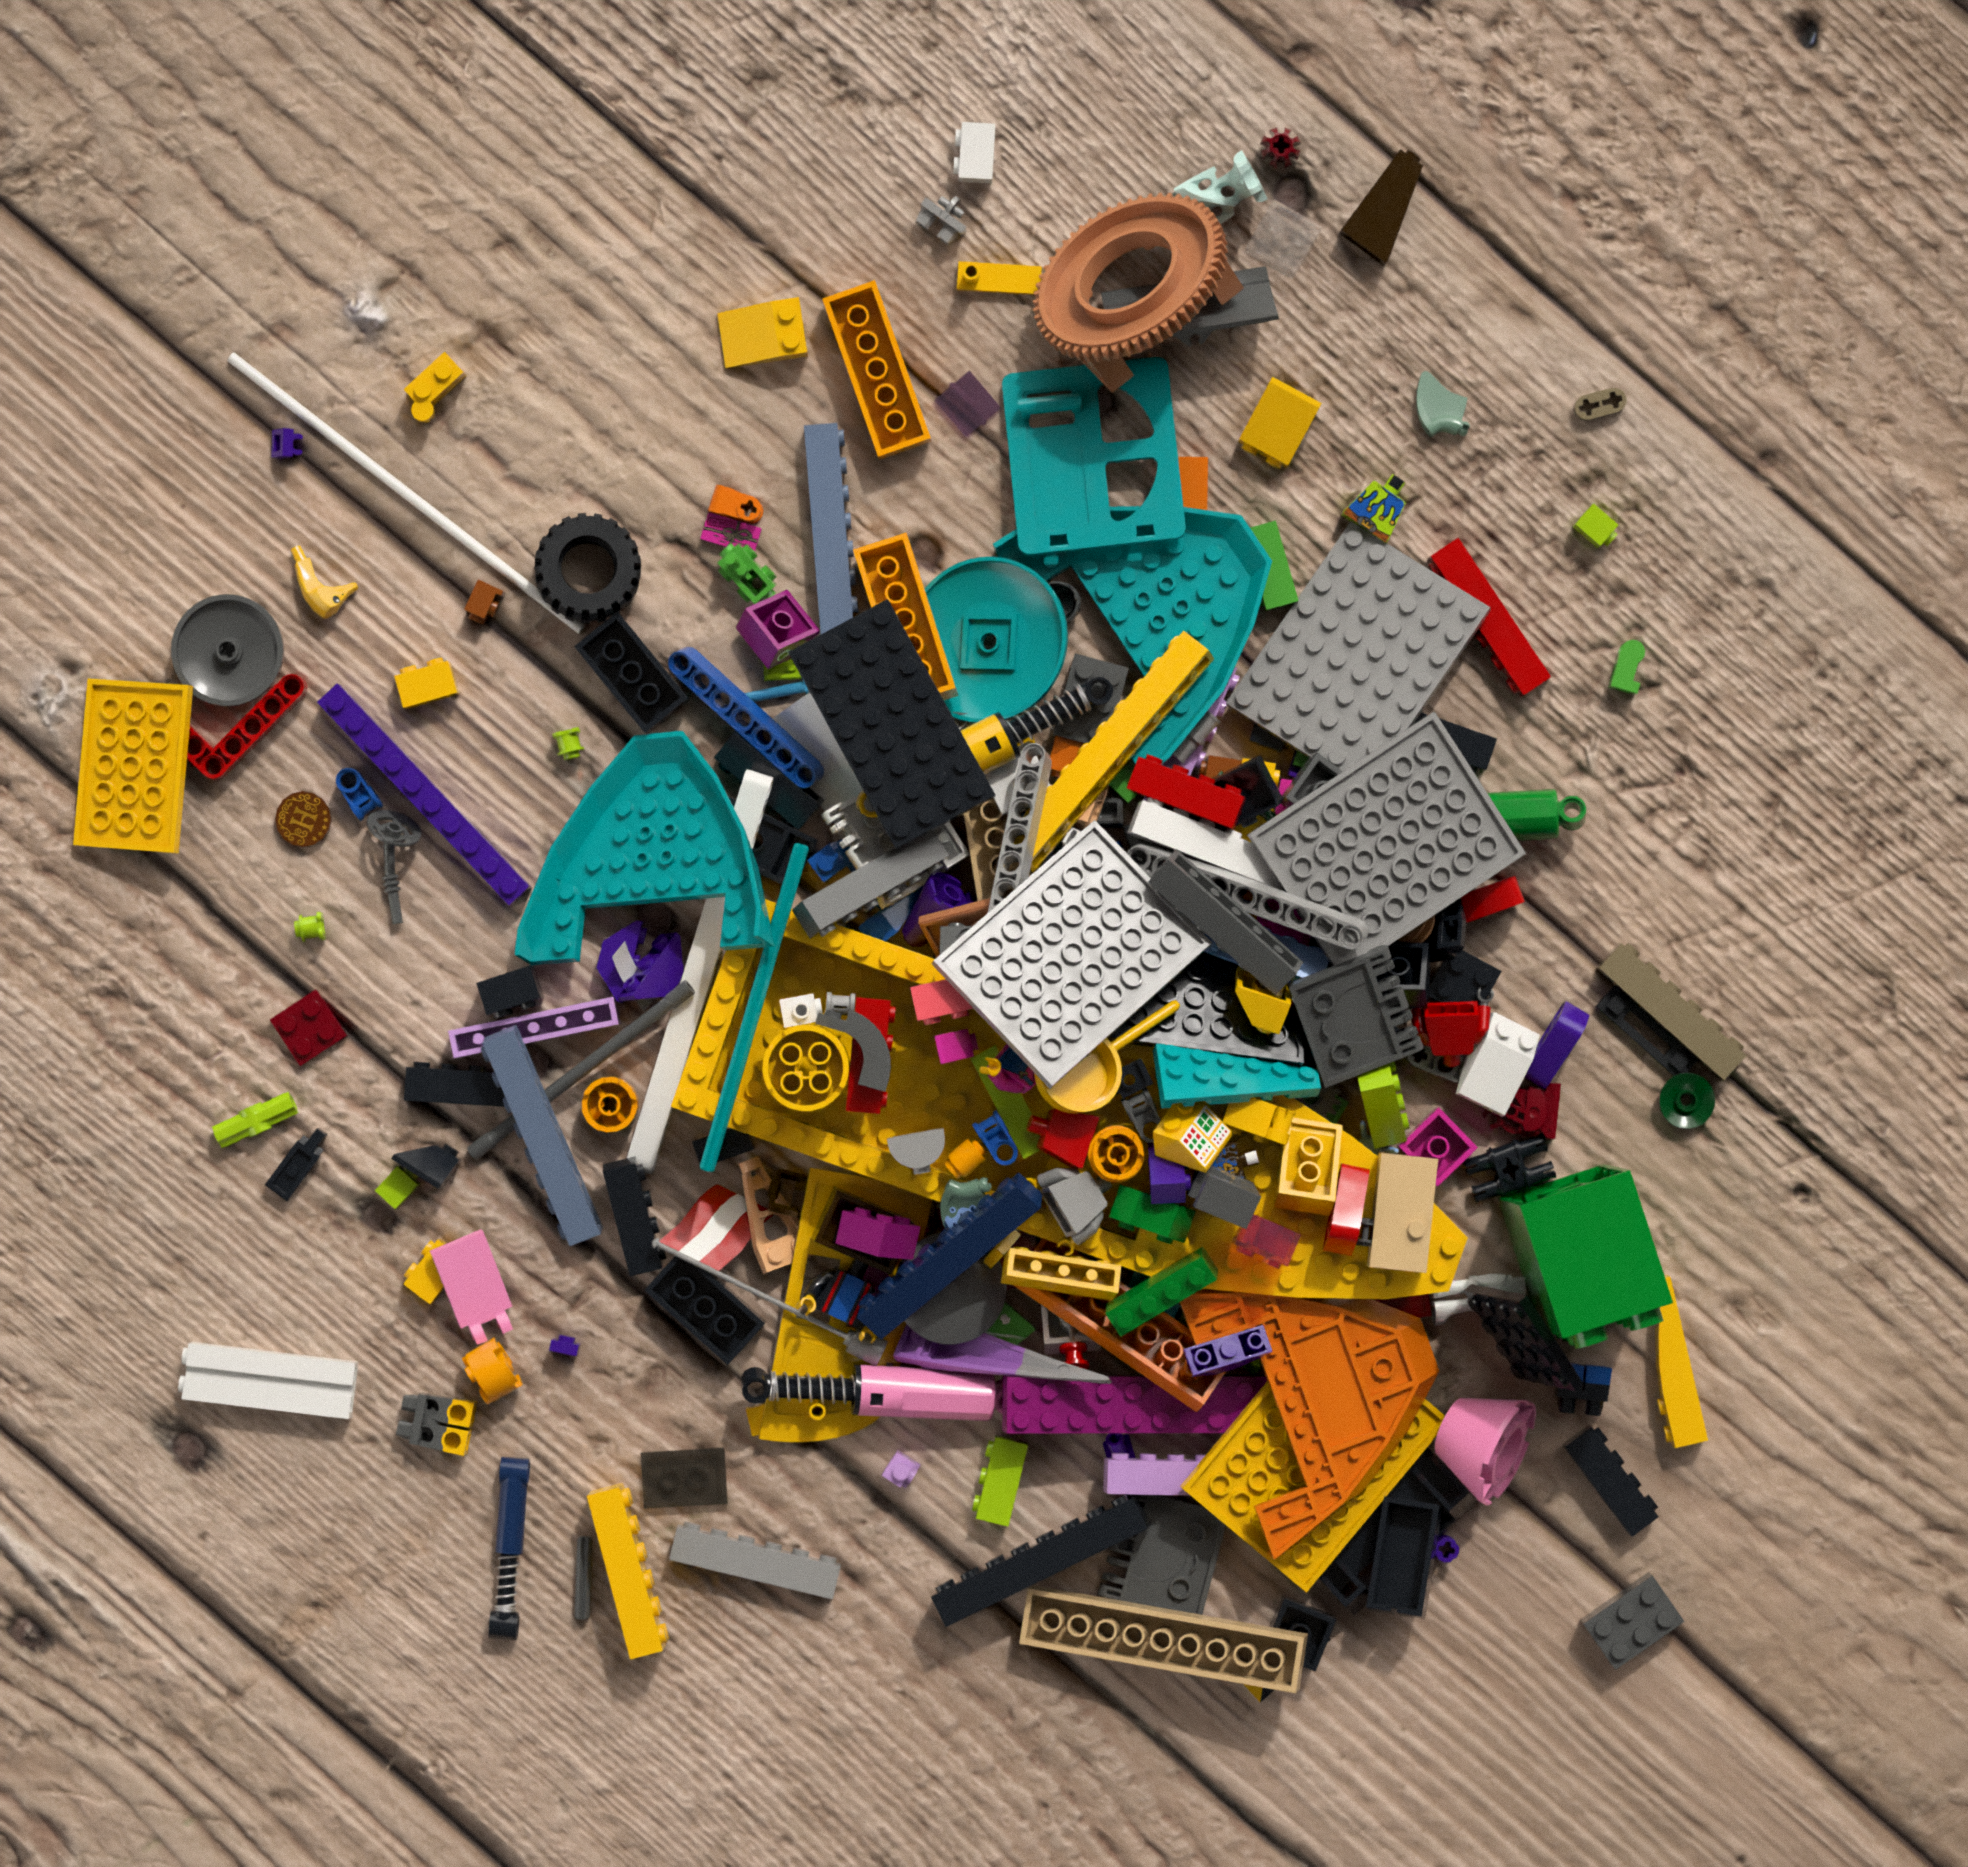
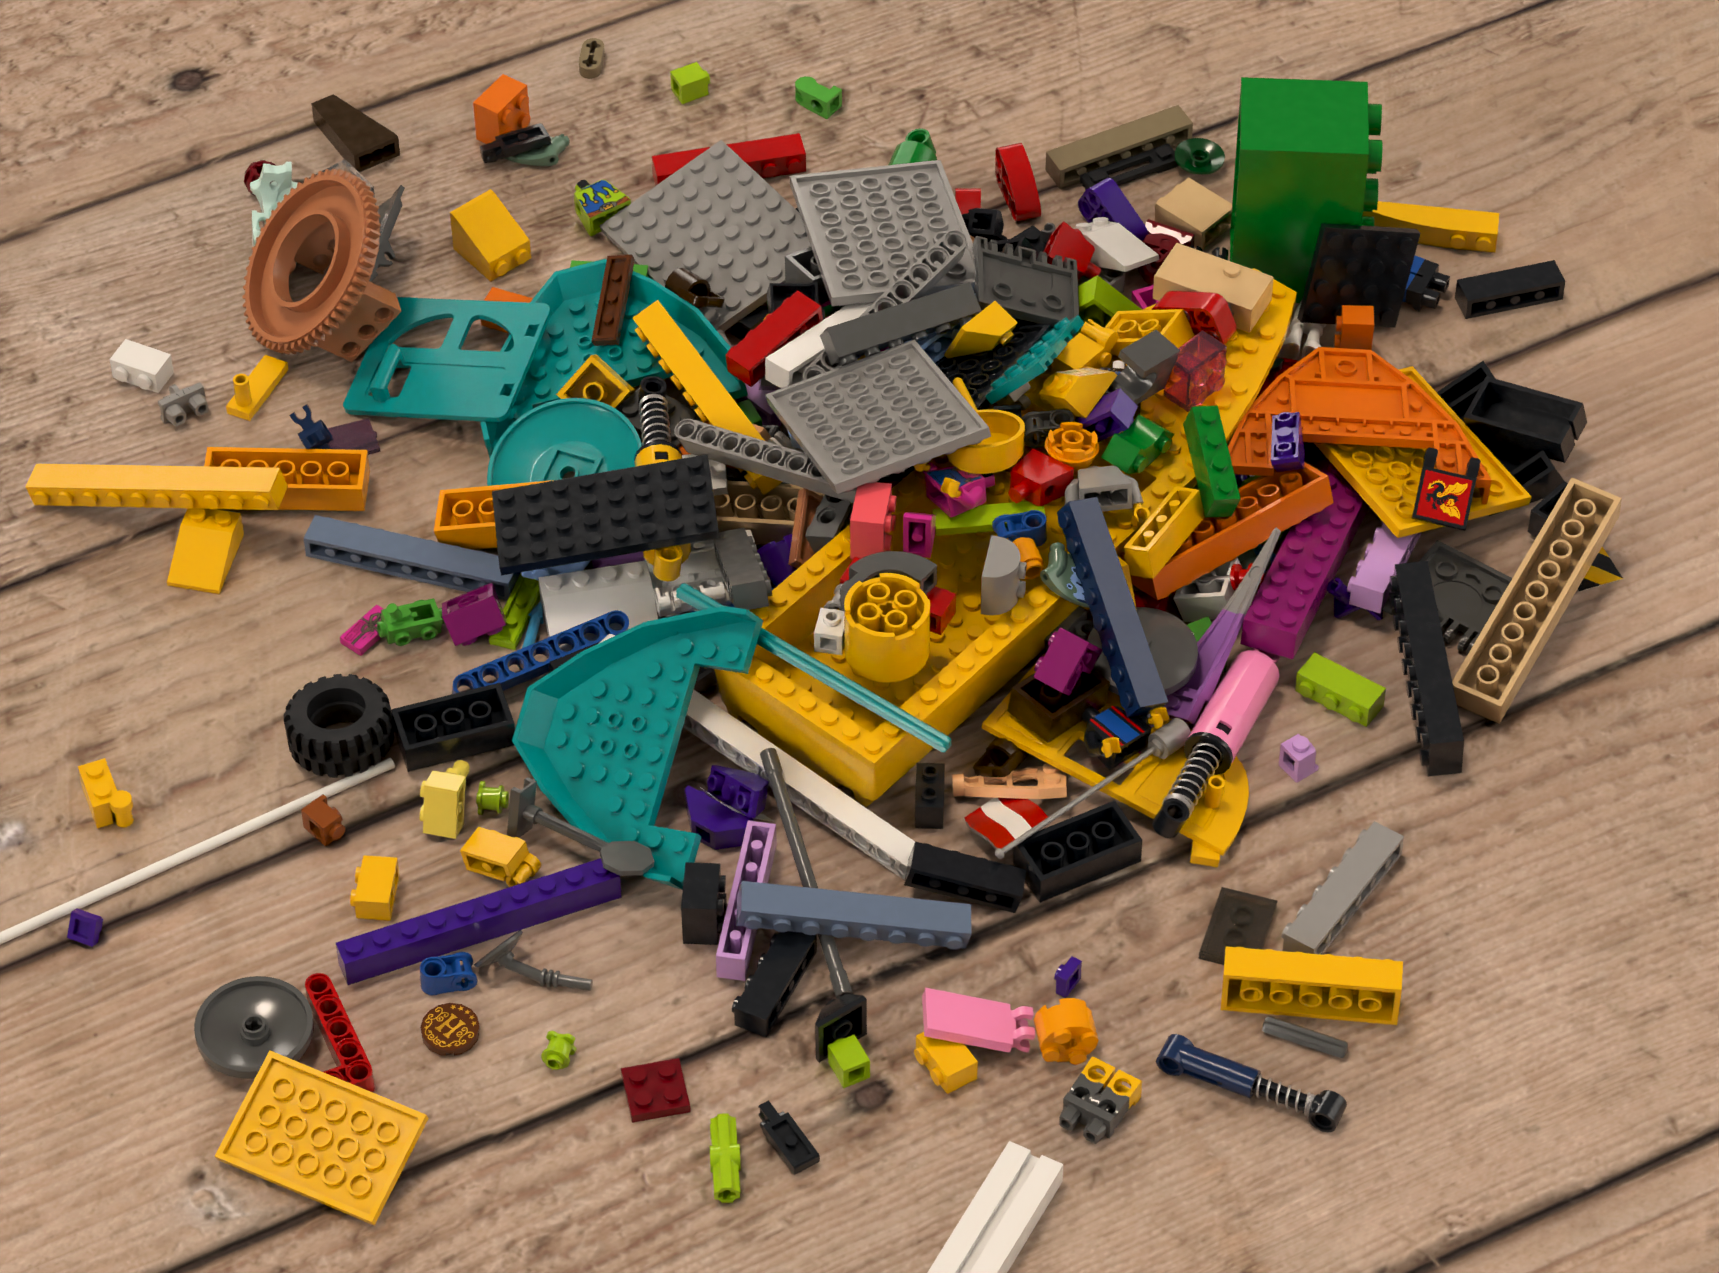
camera: 70 degrees left, 40 degrees down
(322, 599) = (248, 943): yellow animal -> none
(500, 782) = (499, 857): none -> yellow hinge
(528, 901) = (619, 857): none -> dark grey piece
(535, 705) = (444, 801): none -> light yellow brick
(594, 1102) = (849, 863): light orange brick -> none
(731, 503) = (344, 612): orange piece -> none
(800, 258) = (157, 486): none -> yellow brick
(936, 375) = (314, 434): none -> dark blue pin
(1094, 627) = (597, 382): none -> yellow brick
(1217, 594) = (613, 300): none -> reddish brown tile
(1238, 1519) = (1443, 495): none -> flag
(1257, 667) = (693, 289): none -> dark brown piece
(1431, 387) = (515, 143): none -> black hinge
(1463, 354) = (501, 109): none -> orange brick
(1474, 1347) = (1355, 327): none -> orange brick
(1485, 1442) = (1442, 339): bright pink cone -> none
(1566, 930) = (1017, 182): none -> red beam
(1600, 1123) = (1195, 211): none -> tan brick
(1632, 1620) = (1640, 307): dark grey brick -> none

